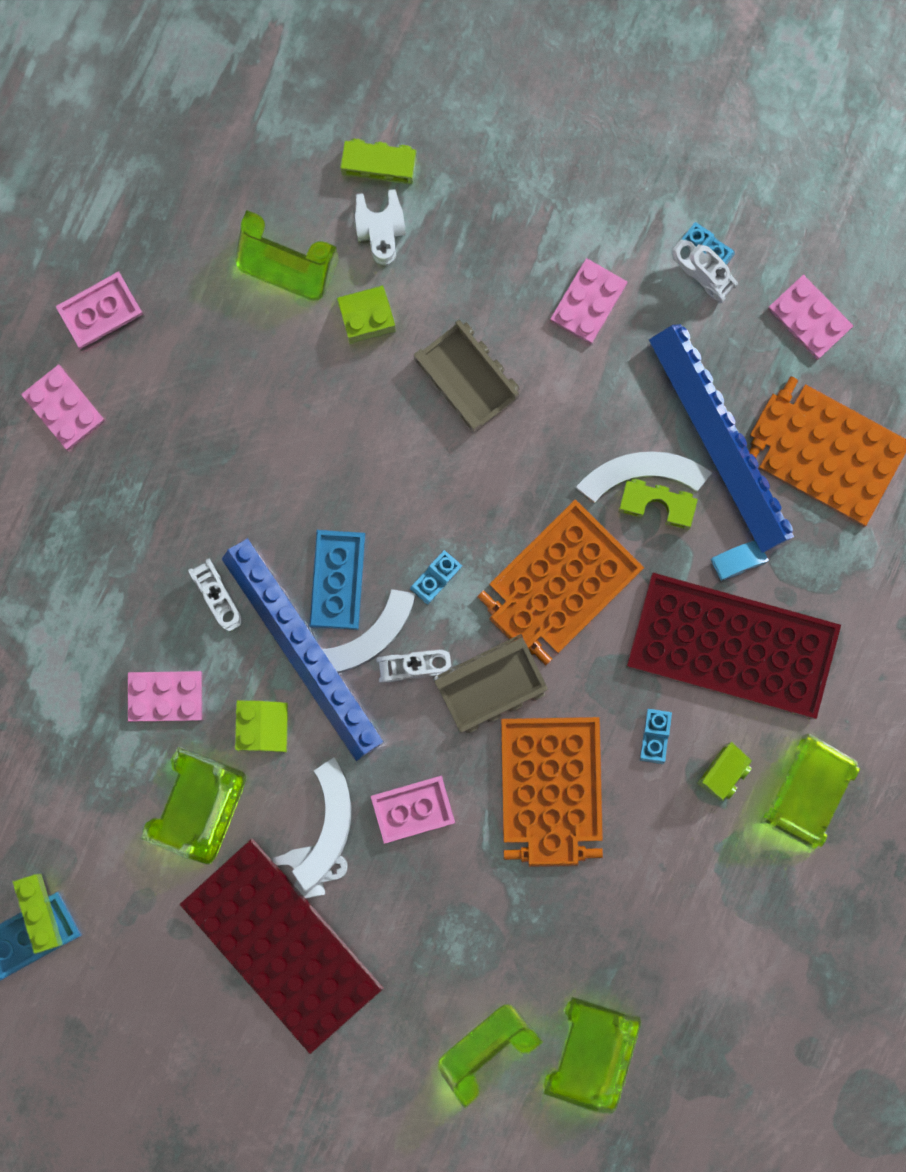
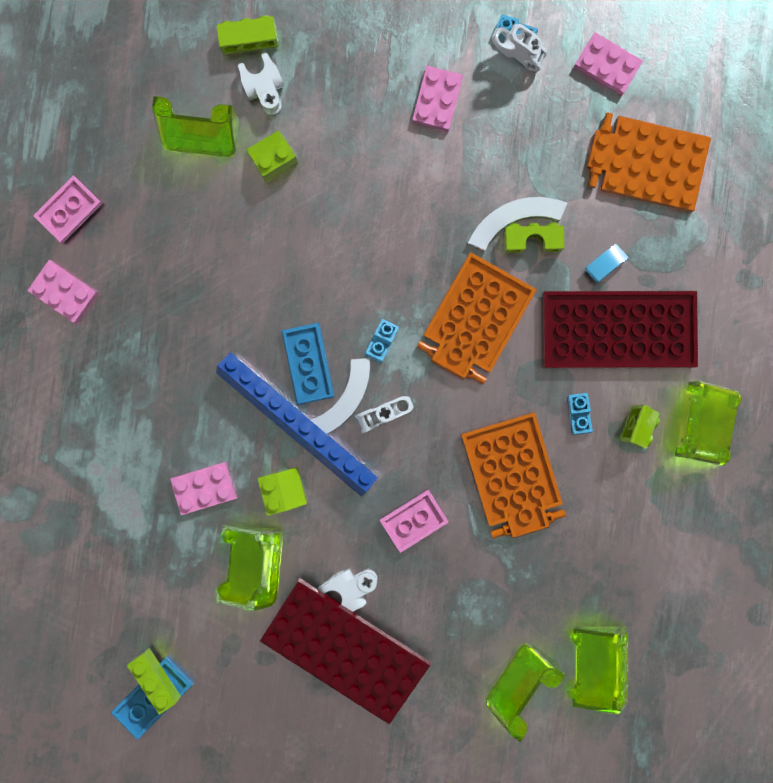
camera: 15 degrees left, 5 degrees up
(212, 583) = (210, 393): white piece -> none
(335, 827) = (360, 553): white tile -> none
(467, 376) = (362, 181): dark tan panel -> none
(491, 684) = (446, 410): dark tan panel -> none
(721, 437) = (568, 173): blue brick -> none

